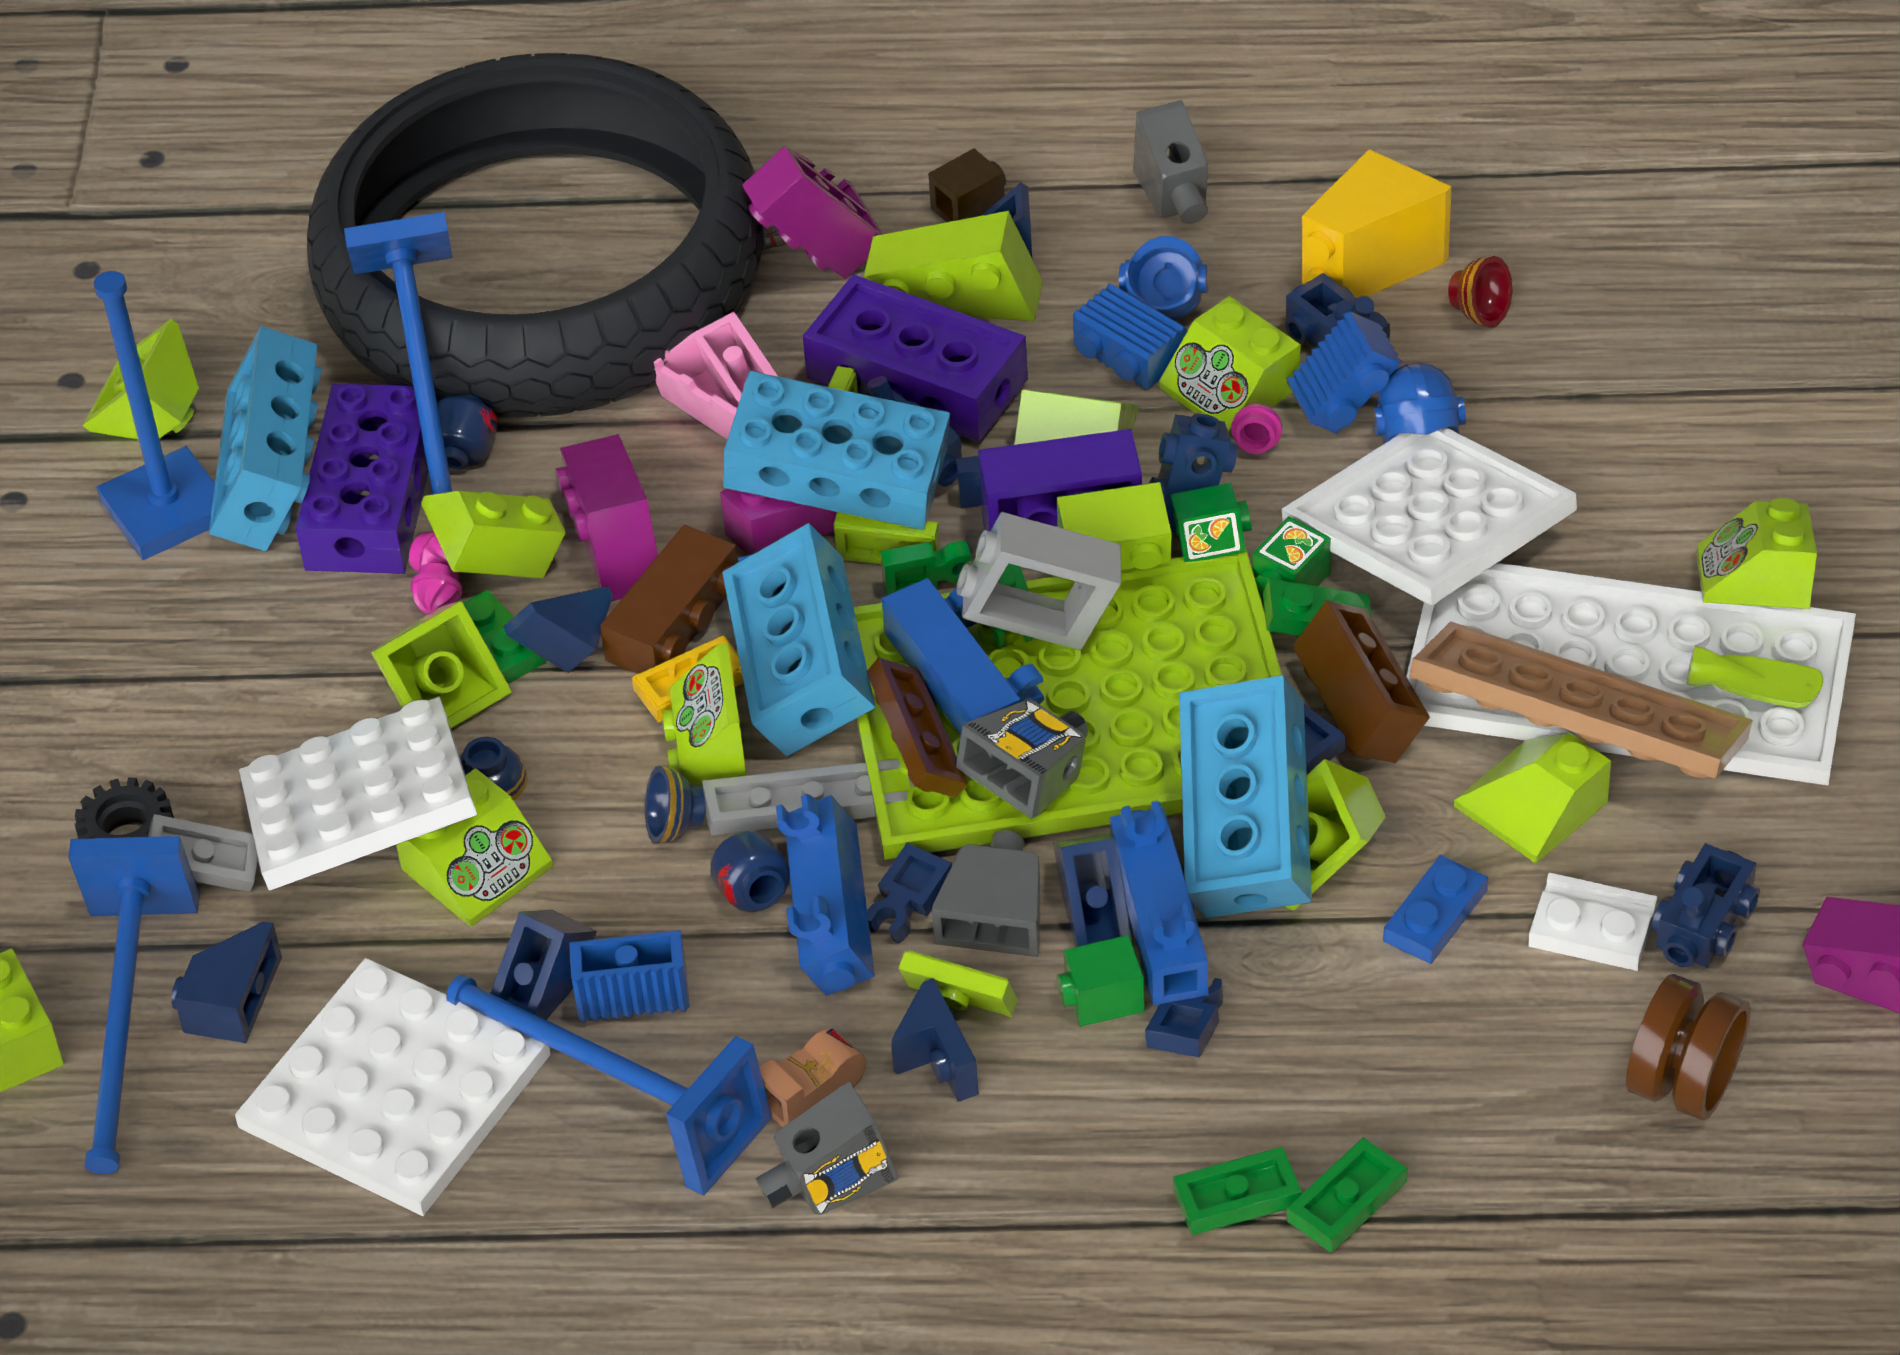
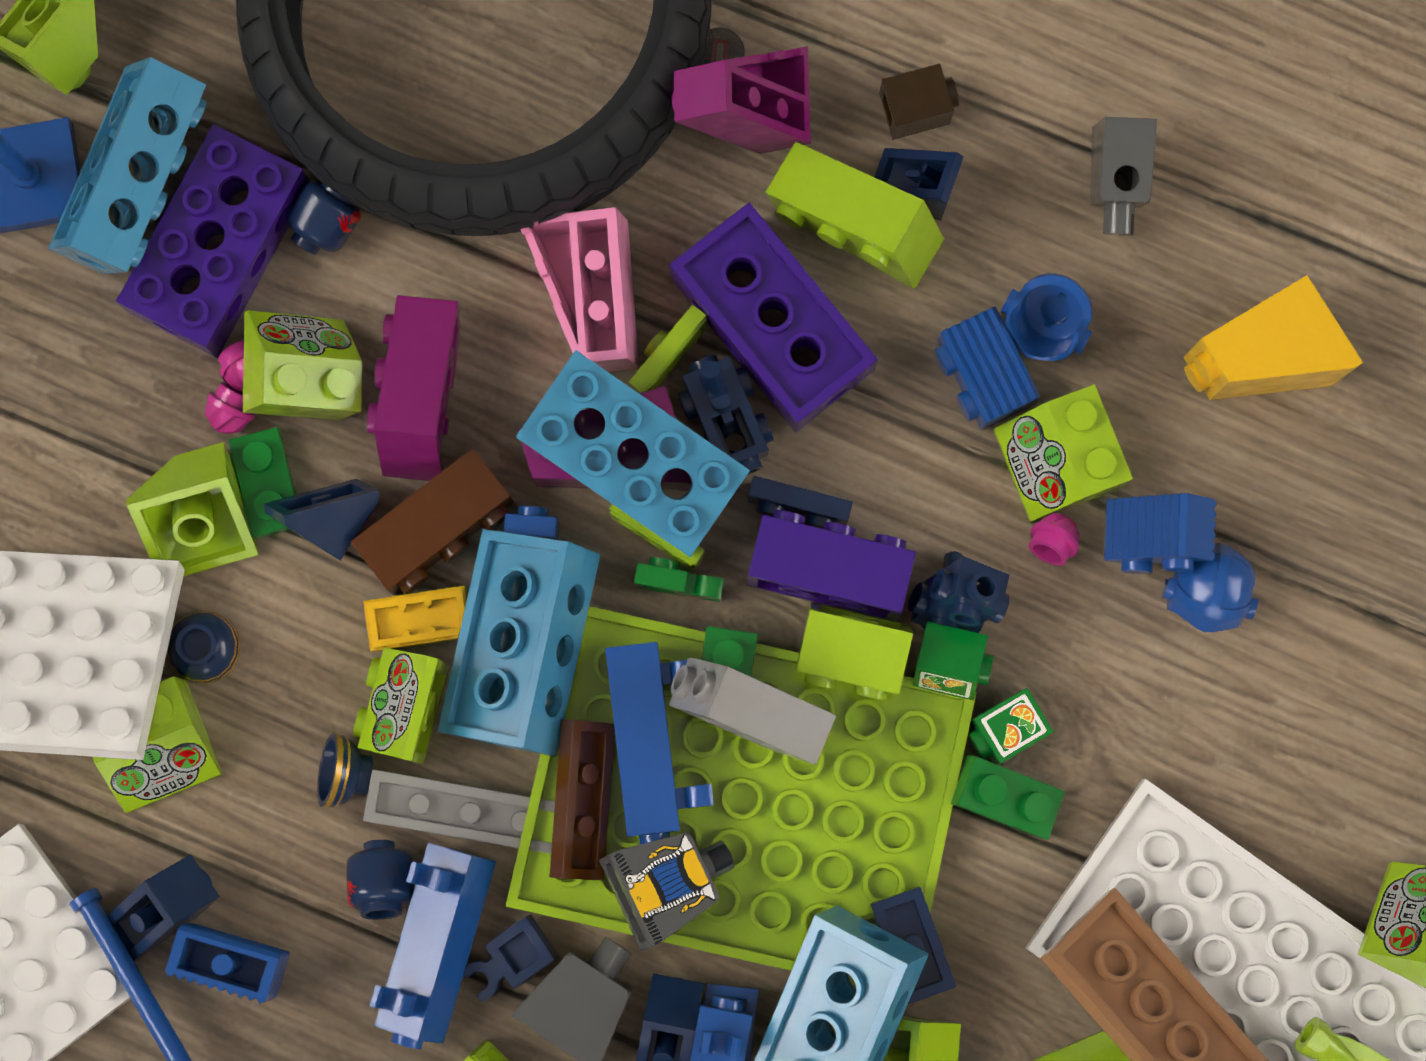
camera: 20 degrees right, 35 degrees up
(400, 246) = (298, 48): blue tile -> none
(1059, 416) = (888, 462): lime slope -> none
(1319, 305) = (1192, 457): dark blue brick -> none
(1360, 682) = (1004, 912): reddish brown brick -> none
(1431, 511) = (1160, 734): white plate -> none
(1482, 291) = (1342, 458): dark red piece -> none

